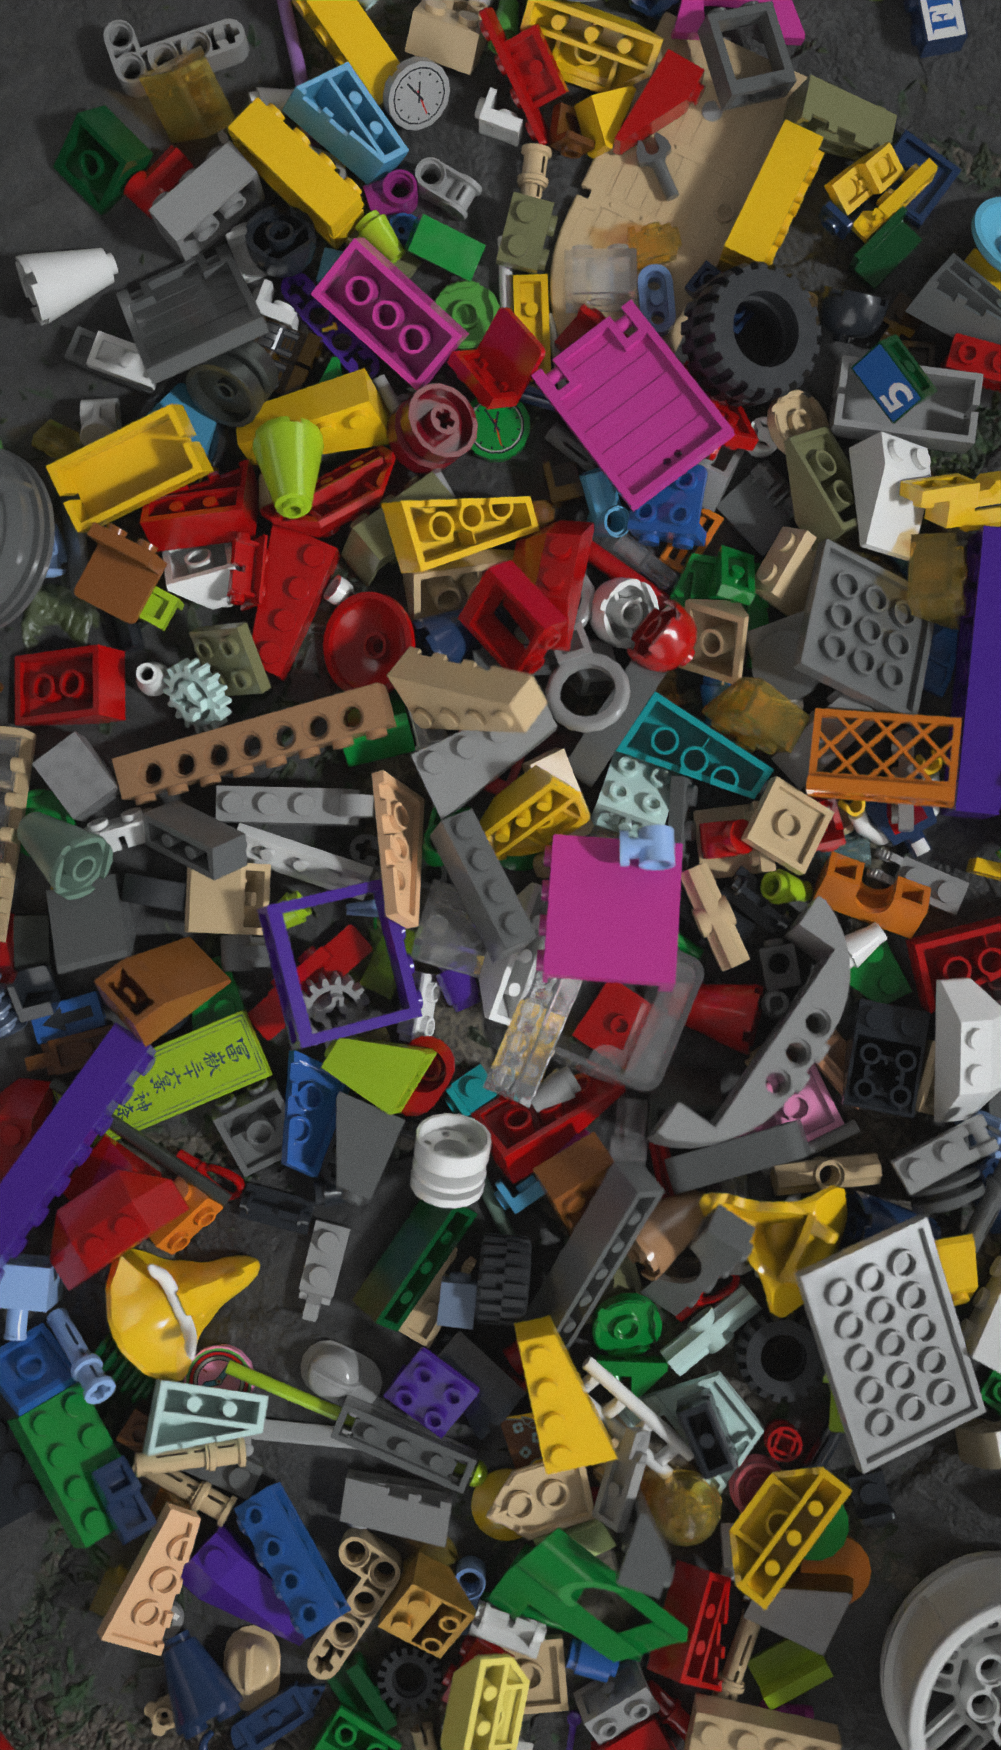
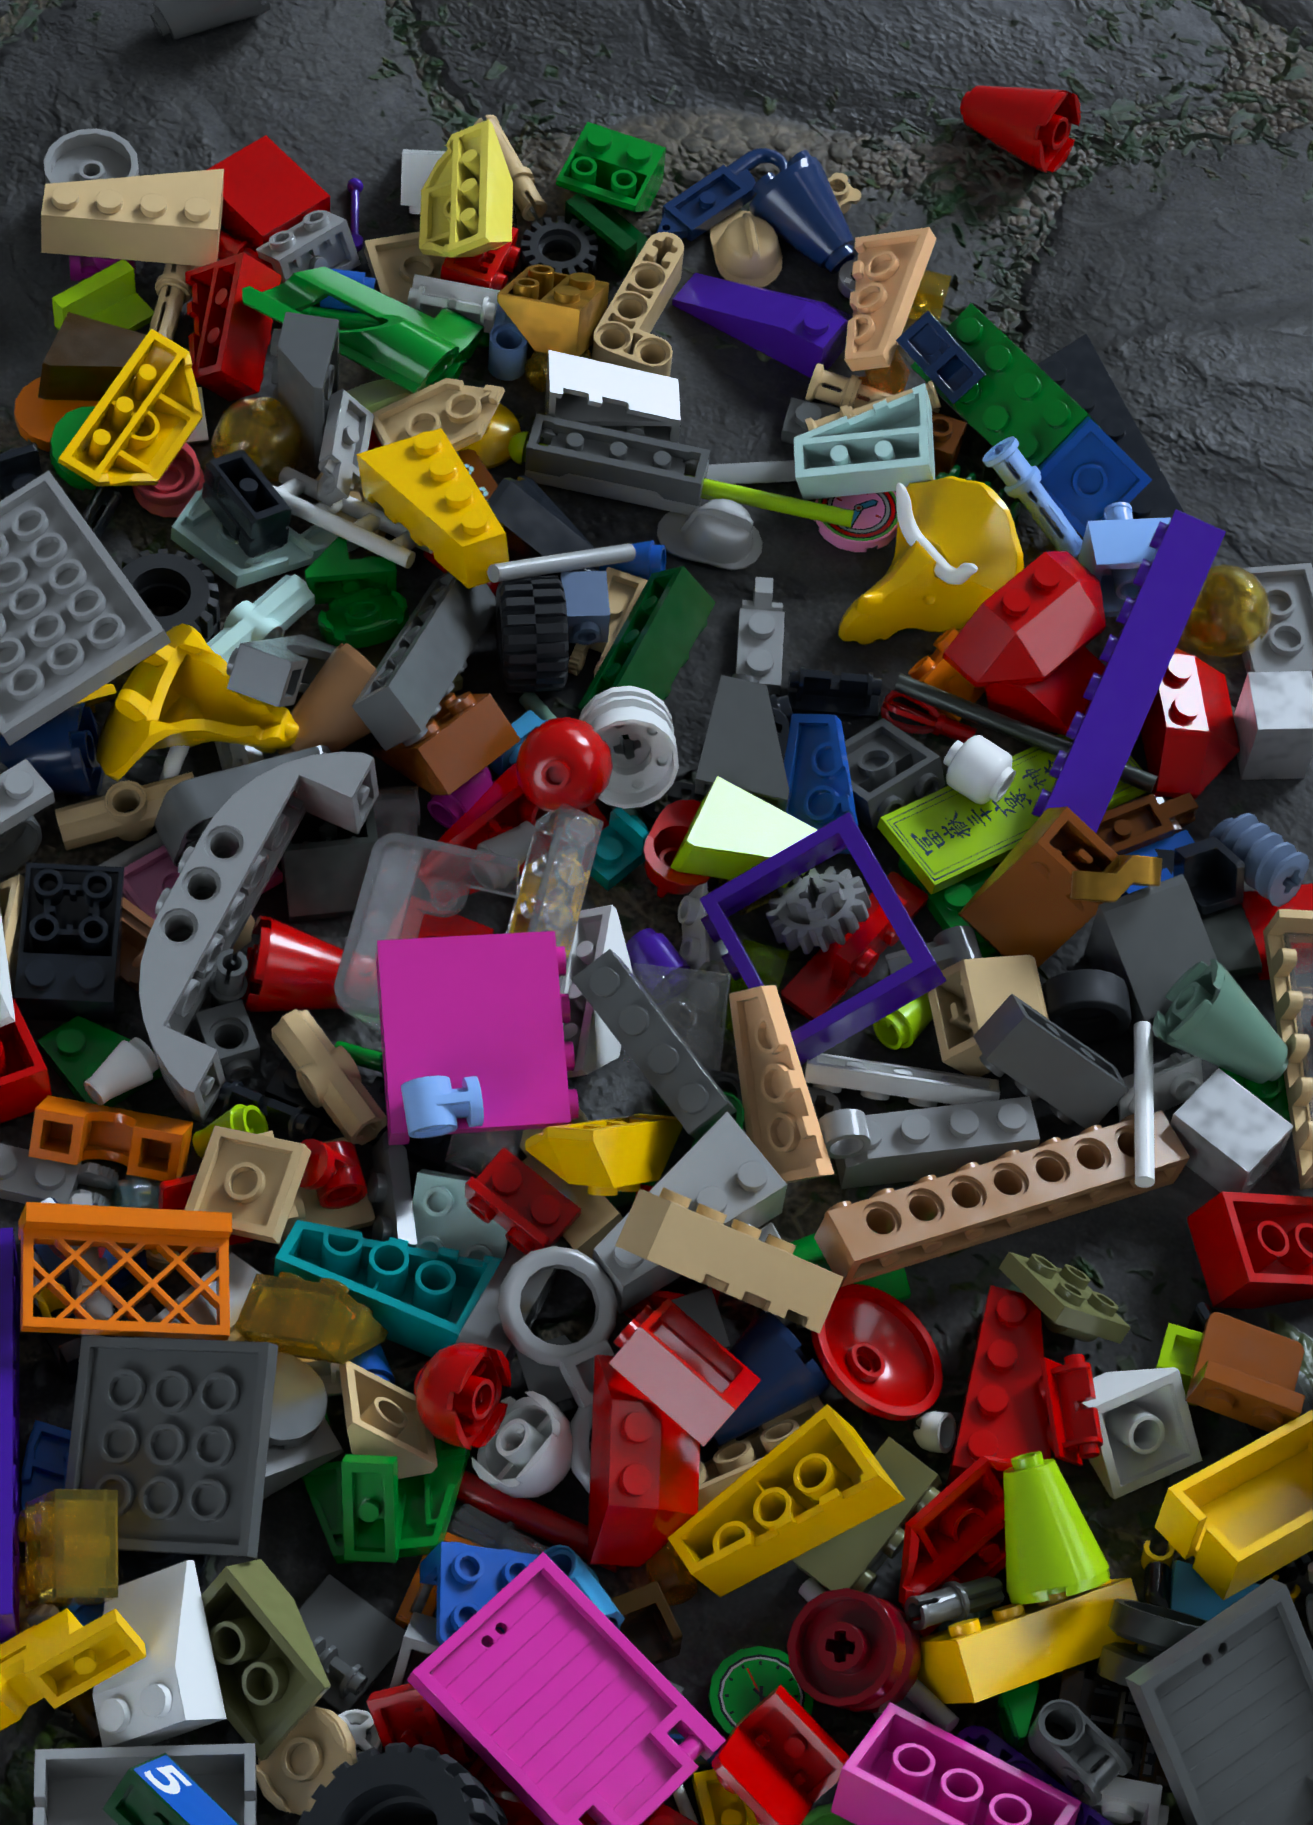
camera: 160 degrees right, 30 degrees down
(115, 965) = (1116, 878): none -> pearl gold piece
(134, 801) = (1144, 1105): none -> white bar
(156, 685) = (1166, 1277): white cone -> none
(186, 1099) = (979, 769): none -> white head
(197, 695) = (1097, 1251): light aqua gear -> none
(204, 512) = (1126, 1492): red wedge -> none
(291, 1559) = (725, 336): blue brick -> none
(301, 327) = (1080, 1753): none -> dark grey piece
(359, 448) = (954, 1601): none -> dark grey axle
(399, 1350) = (648, 560): none -> blue cone
(431, 1392) = (599, 509): dark purple bracket -> none
(475, 1333) = (561, 562): none -> light grey bar
(506, 1134) = (563, 764): none -> red cylinder
(600, 782) = (520, 1203): none -> red bracket
(779, 1432) = (144, 525): red wheel -> none
(787, 571) = (298, 1531): tan bracket -> none

